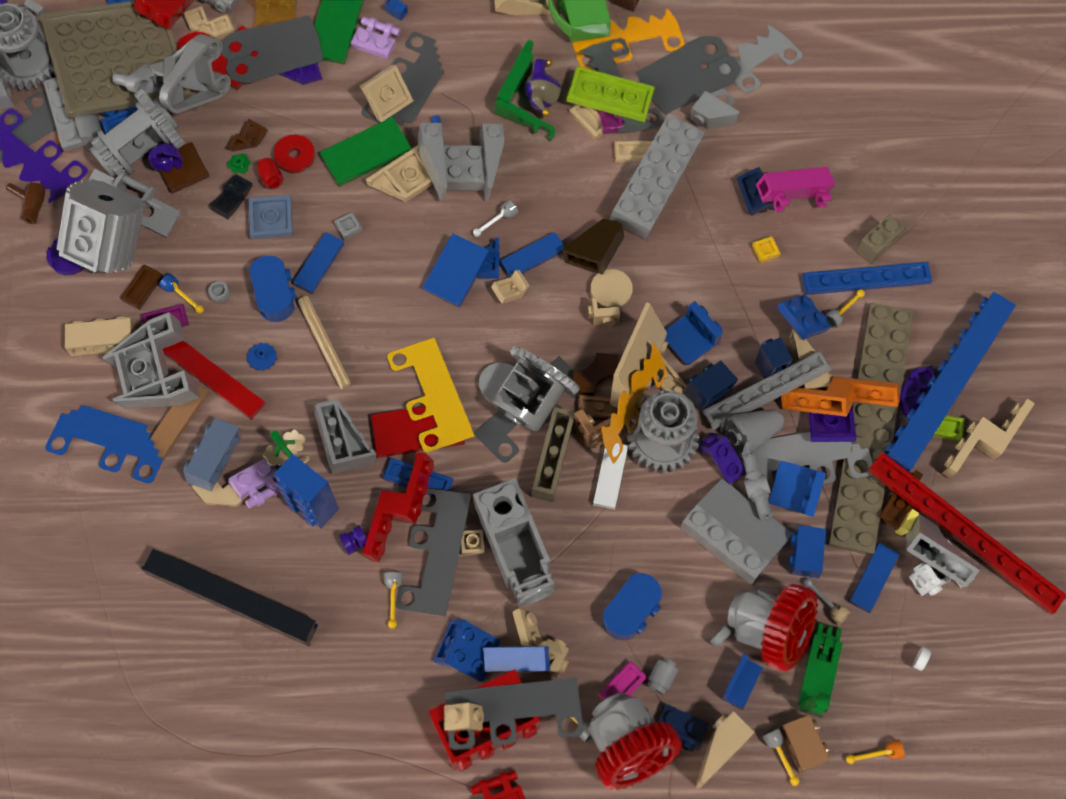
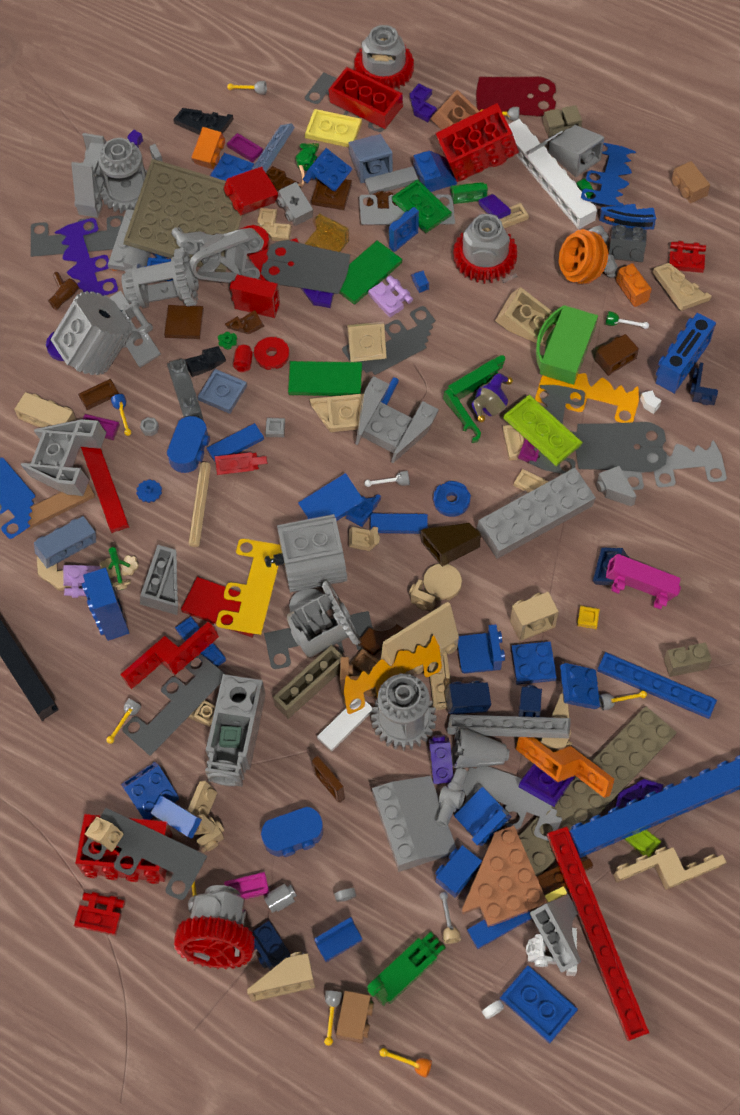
camera: 35 degrees right, 5 degrees down
(165, 157) = (173, 307): dark purple hair -> none
(231, 235) = (184, 389): none -> dark grey brick
(242, 102) = (256, 295): none -> red brick
(336, 280) = (238, 463): none -> red hinge
(353, 539) = (121, 661): dark purple wheel -> none
(475, 328) = (310, 553): none -> light grey piece
(513, 551) = (230, 736): none -> sand green tile
(563, 215) = (449, 508): none -> blue tile
(635, 537) = (328, 779): none -> reddish brown tile
(689, 16) = (650, 402): none -> white piece
(721, 274) = (533, 616): none -> tan brick
(745, 319) = (533, 663): none -> blue plate
(775, 622) = (390, 909): red piece -> none
(856, 535) = (505, 881): none -> nougat wing
(955, 629) = (538, 1004): none -> blue tile

